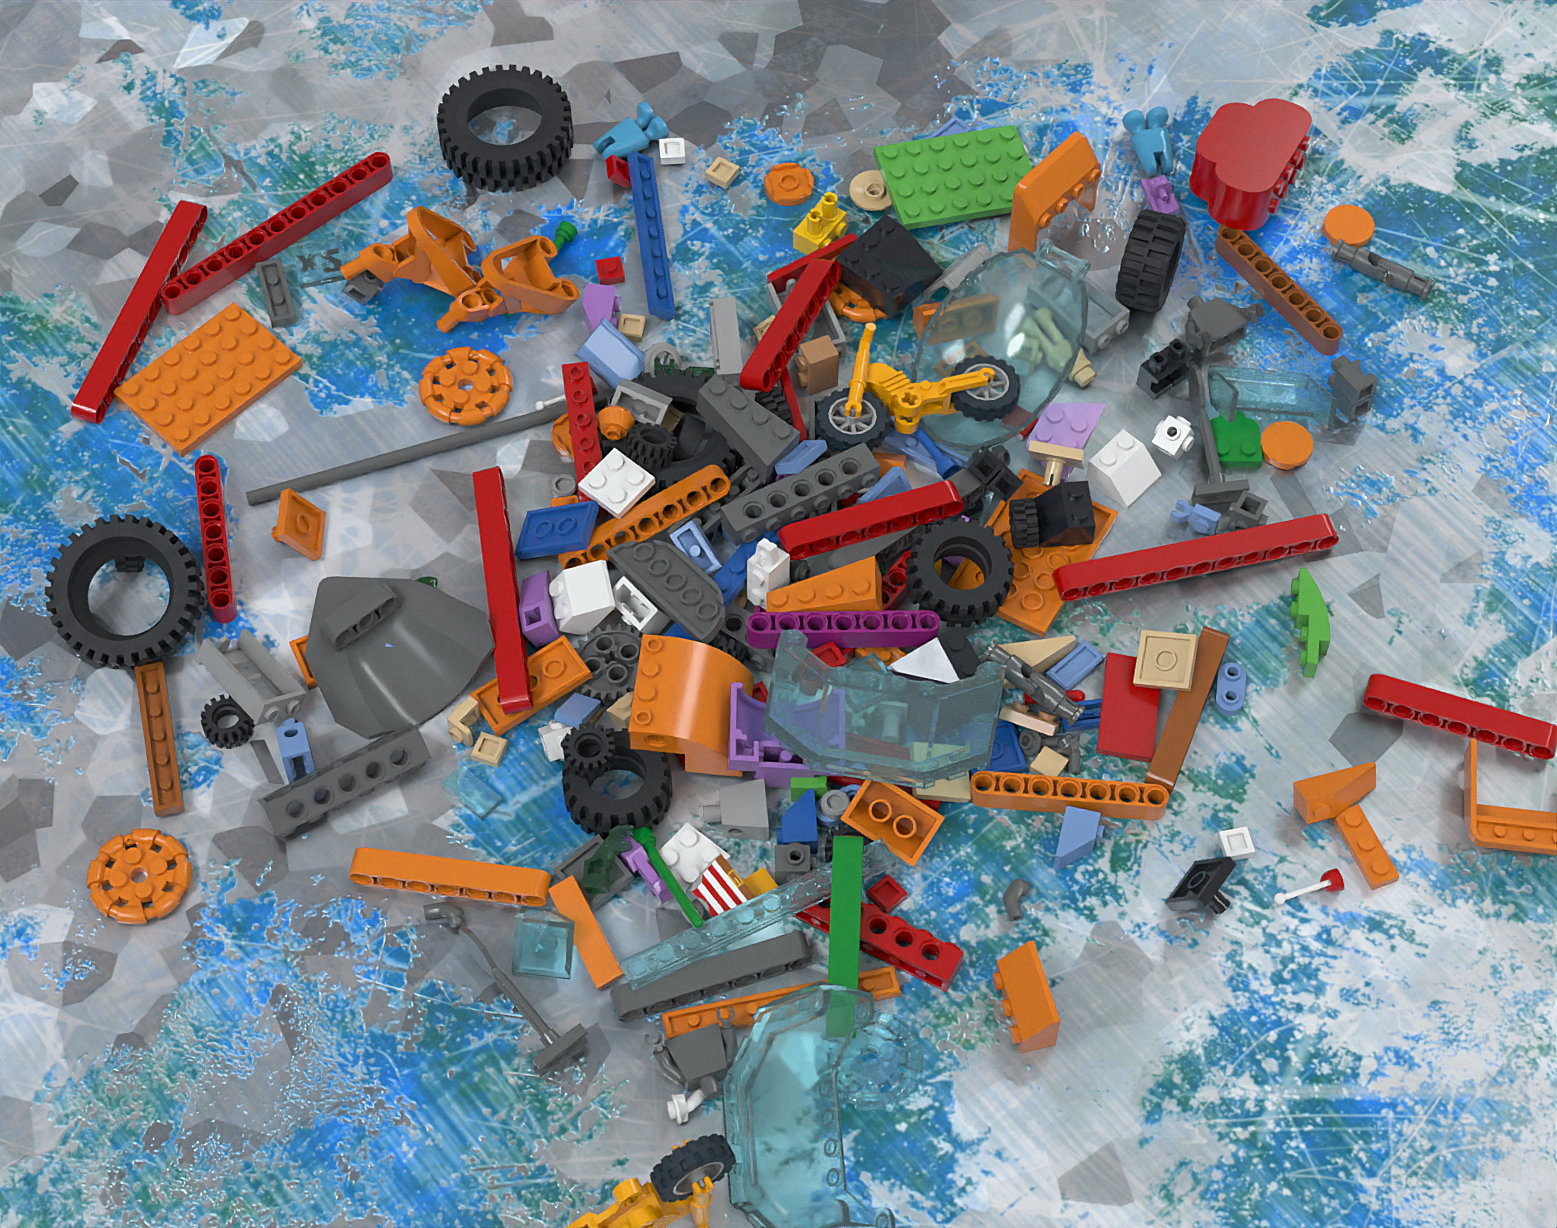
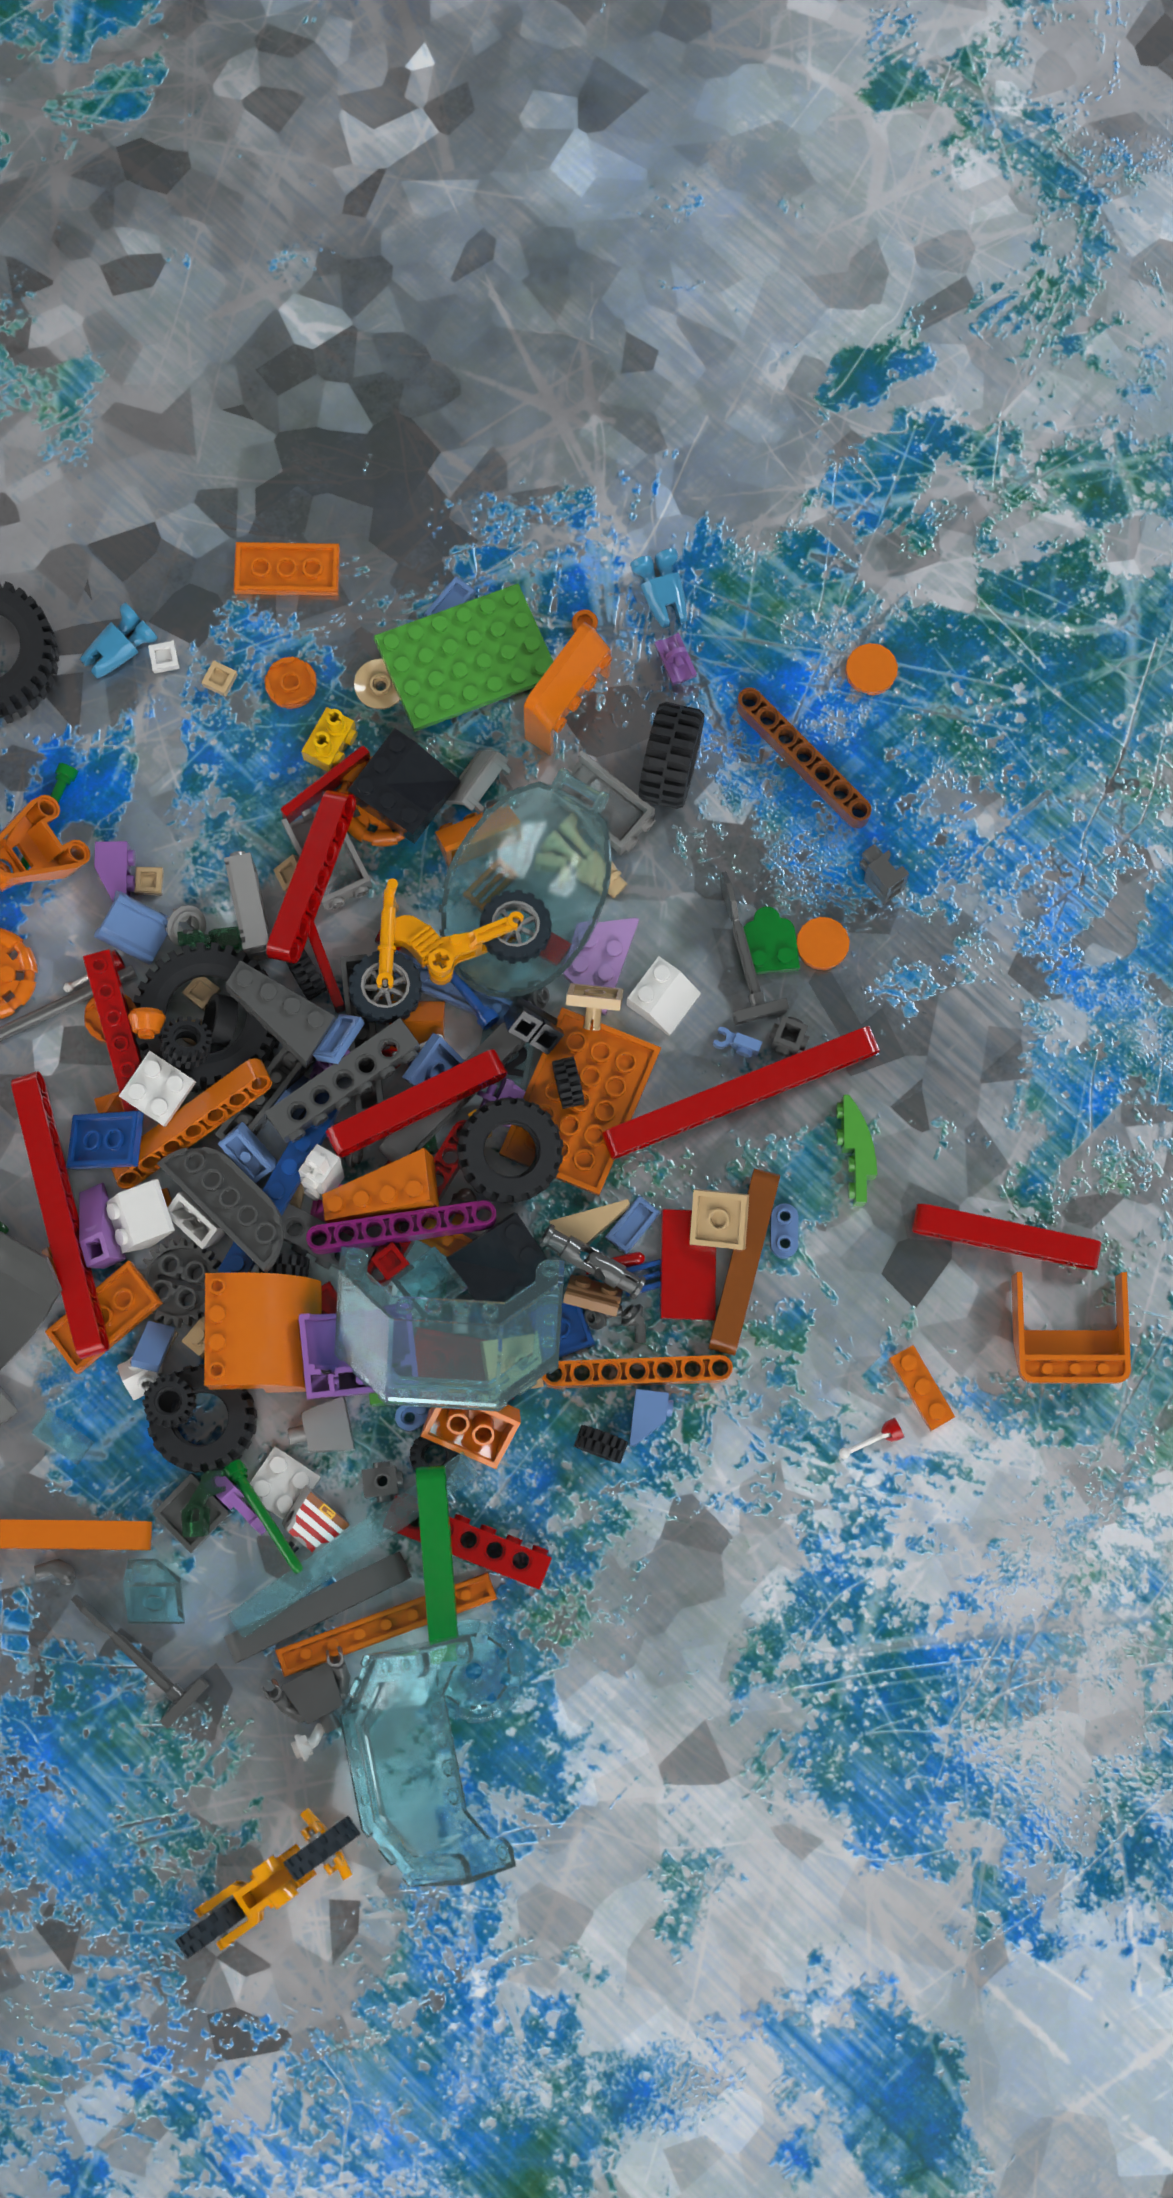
camera: 10 degrees left, 20 degrees up
(461, 719) = (42, 1358): tan bracket -> none
(489, 749) = (73, 1388): tan tile -> none
(563, 486) = (104, 1081): light grey tile -> none
(588, 933) = (194, 1576): orange tile -> none
(610, 271) = (118, 814): red plate -> none
(618, 171) = (111, 690): red plate -> none
(642, 402) = (169, 992): light grey brick -> none
(651, 236) = (155, 767): blue plate -> none
(760, 882) = (352, 1504): light orange tile -> none
(797, 96) = (287, 568): none -> orange tile
(800, 823) = (383, 1438): blue slope -> none
(818, 365) = (344, 914): medium nougat brick -> none
(834, 804) = (414, 1416): light grey tile -> none
(886, 894) = (474, 1496): red tile -> none
(1012, 896) = (592, 1485): dark grey arm -> none
(1025, 853) = (600, 1444): none -> black tyre
(1027, 999) = (613, 1597): orange slope -> none
(1048, 763) = (615, 1337): tan tile -> none
(1065, 515) = (607, 1064): black slope -> none
(1164, 369) = (695, 873): black hips -> none
(1173, 436) = (703, 959): white brick -> none
(1202, 885) = (770, 1457): black tile -> none
(1218, 323) = (743, 809): dark grey torso -> none
(1236, 843) = (800, 1402): white plate -> none
(1250, 160) = (765, 610): red brick -> none
(1270, 393) = (796, 889): clear light blue windscreen -> none
(1333, 792) = (885, 1340): orange slope -> none
(1400, 277) = (918, 725): dark grey piece -> none

